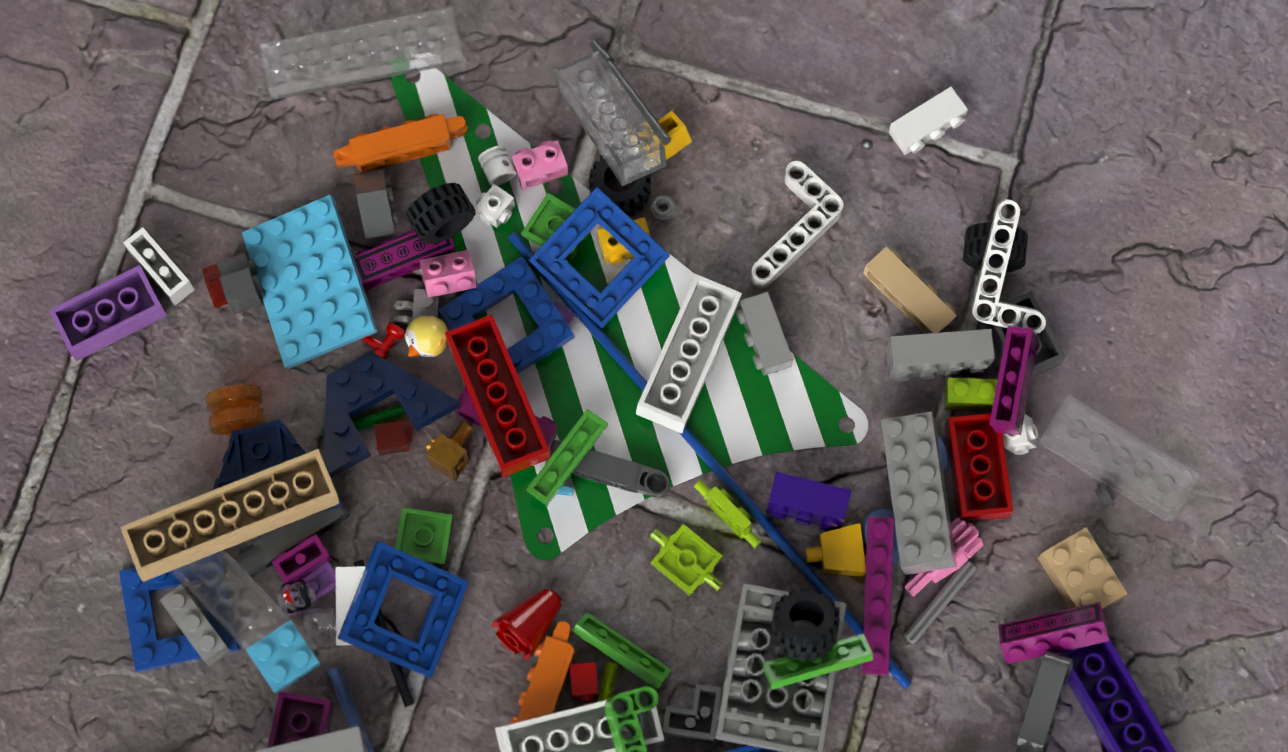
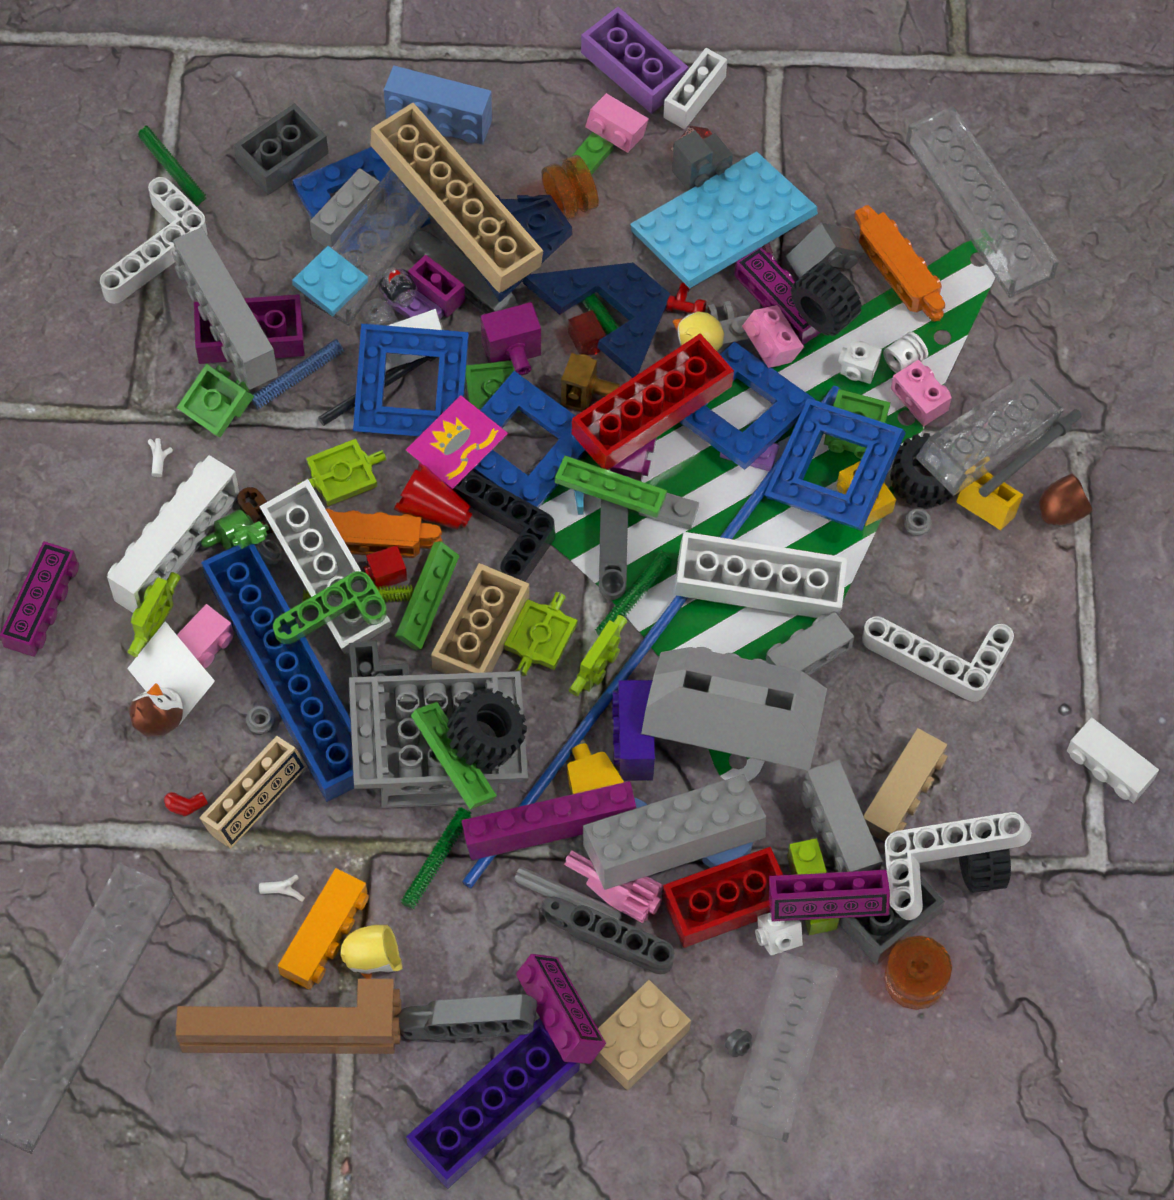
camera: 75 degrees right, 10 degrees down
(100, 672) = (281, 149): none -> dark grey brick
(102, 509) = (449, 105): none -> medium blue brick
(173, 348) = (617, 122): none -> bright pink brick
(194, 383) = (594, 151): none -> bright green plate
(382, 506) = (512, 336): none -> magenta brick
(471, 698) = (343, 471): none -> lime plate
(478, 583) = (456, 441): none -> dark pink sticker
(481, 571) = (522, 395): none -> blue plate
(561, 559) = (504, 514): none -> black beam
(597, 402) = (677, 511): none -> light grey plate
(668, 469) = (638, 588): none -> green axle
(669, 609) = (480, 623): none -> tan brick
(683, 80) = (1064, 502): none -> copper piece
(828, 396) = (735, 706): none -> light grey wedge
(881, 710) = (435, 858): none -> green axle
(958, 605) = (566, 913): none -> dark grey piece
(1092, 325) = (912, 988): none -> clear orange wheel

